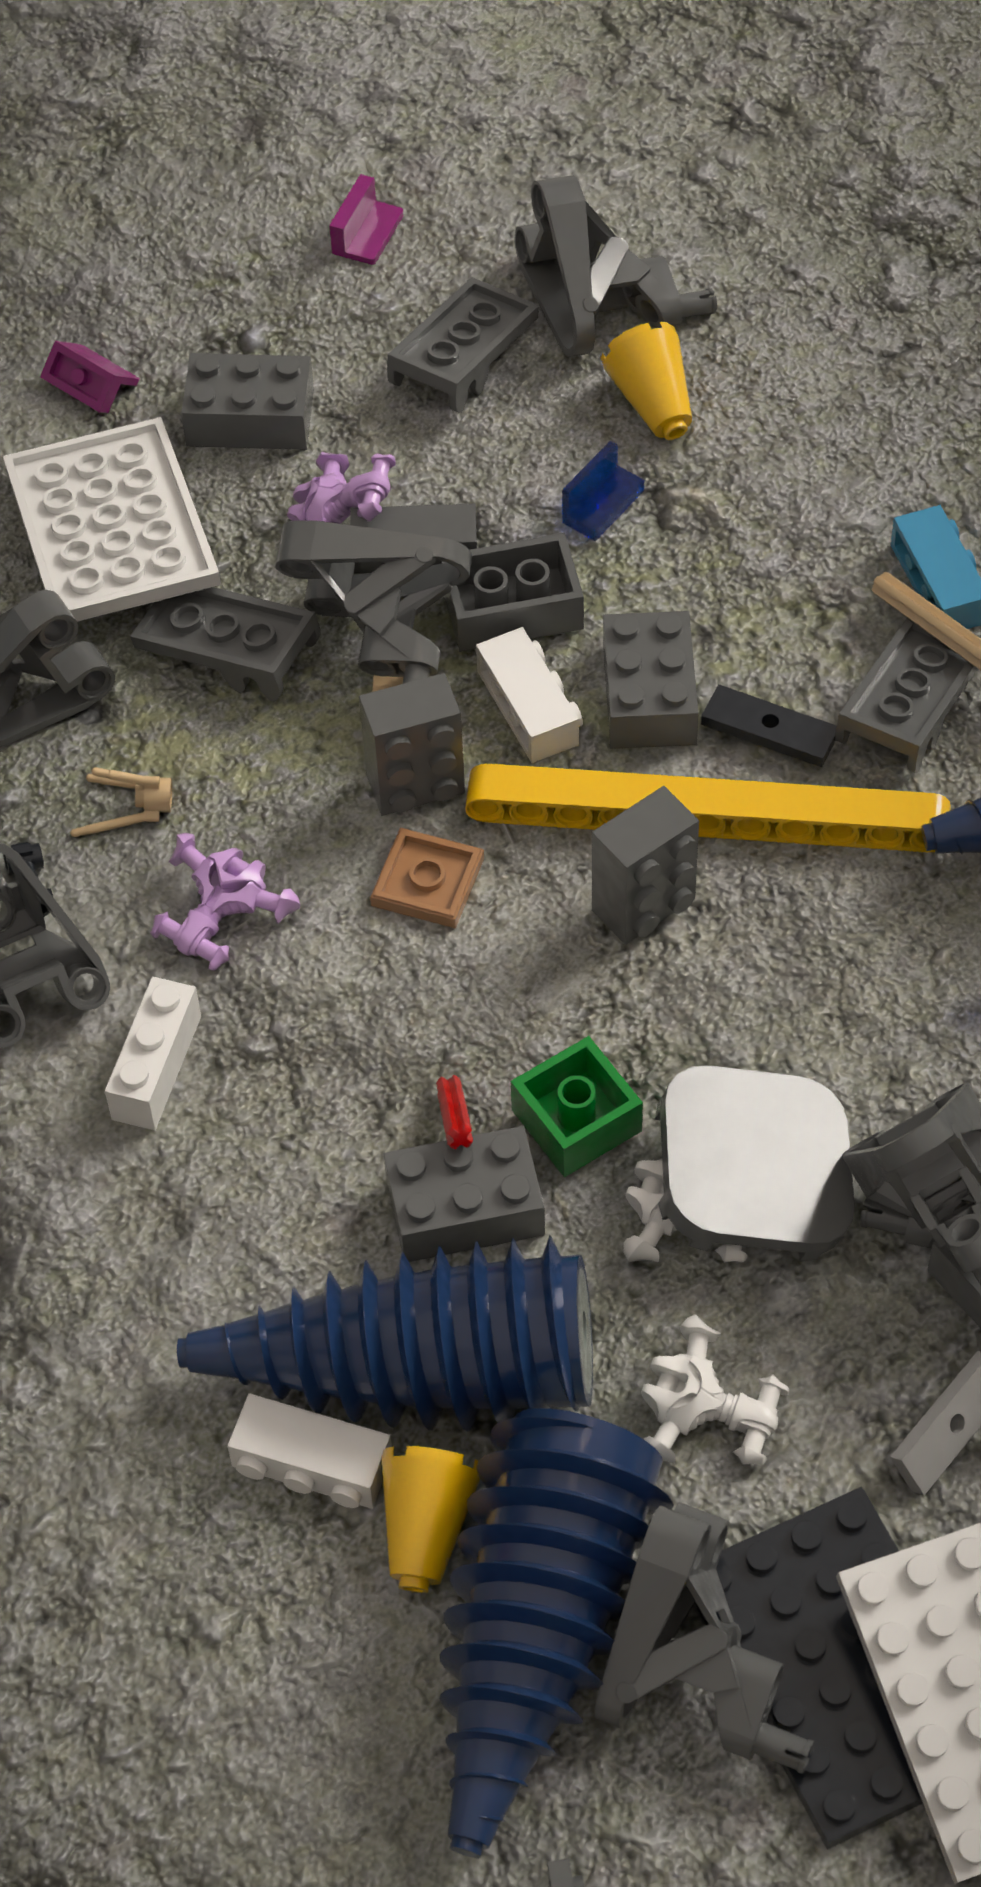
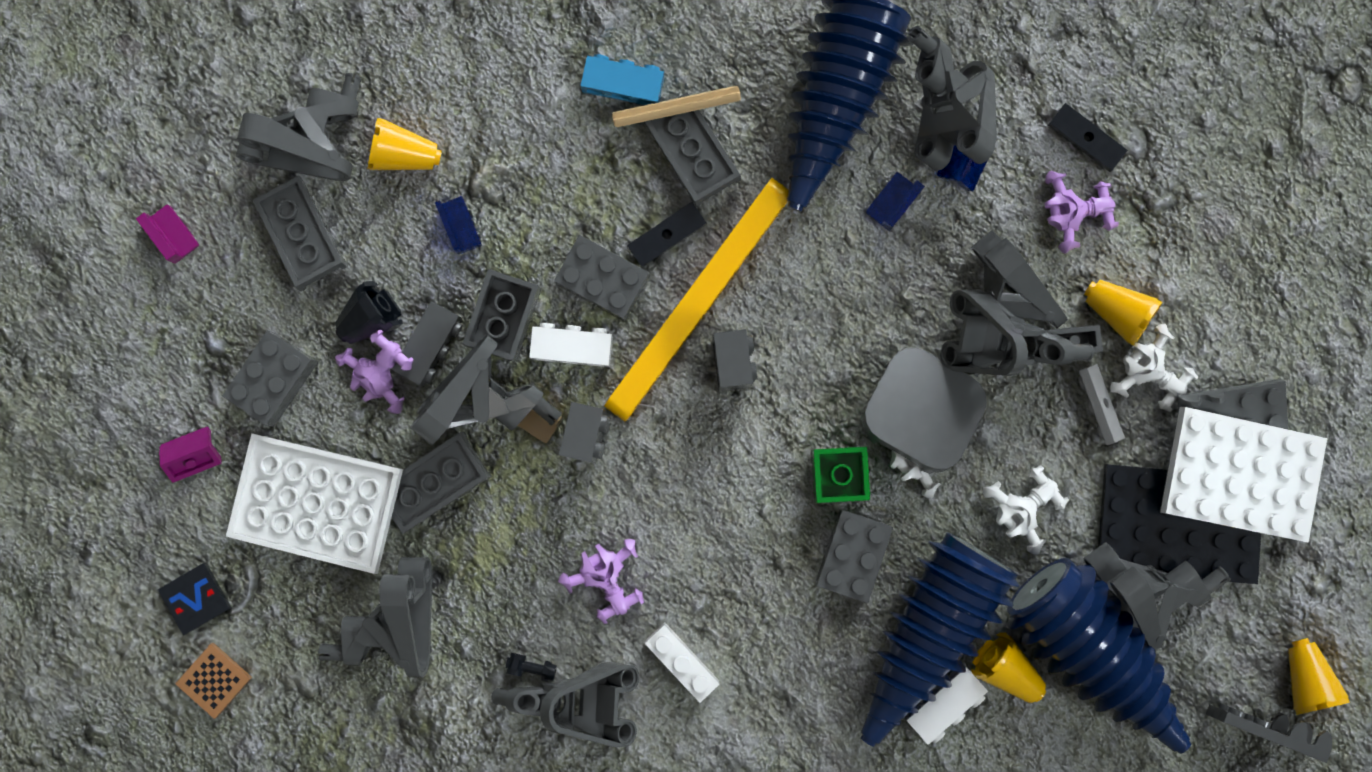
camera: 60 degrees left, 30 degrees up
(151, 793) = (515, 576): tan plant -> none
(420, 447) = (367, 313): none -> black cone
(427, 877) = (651, 463): medium nougat tile -> none
(454, 1112) = (812, 537): red axle -> none

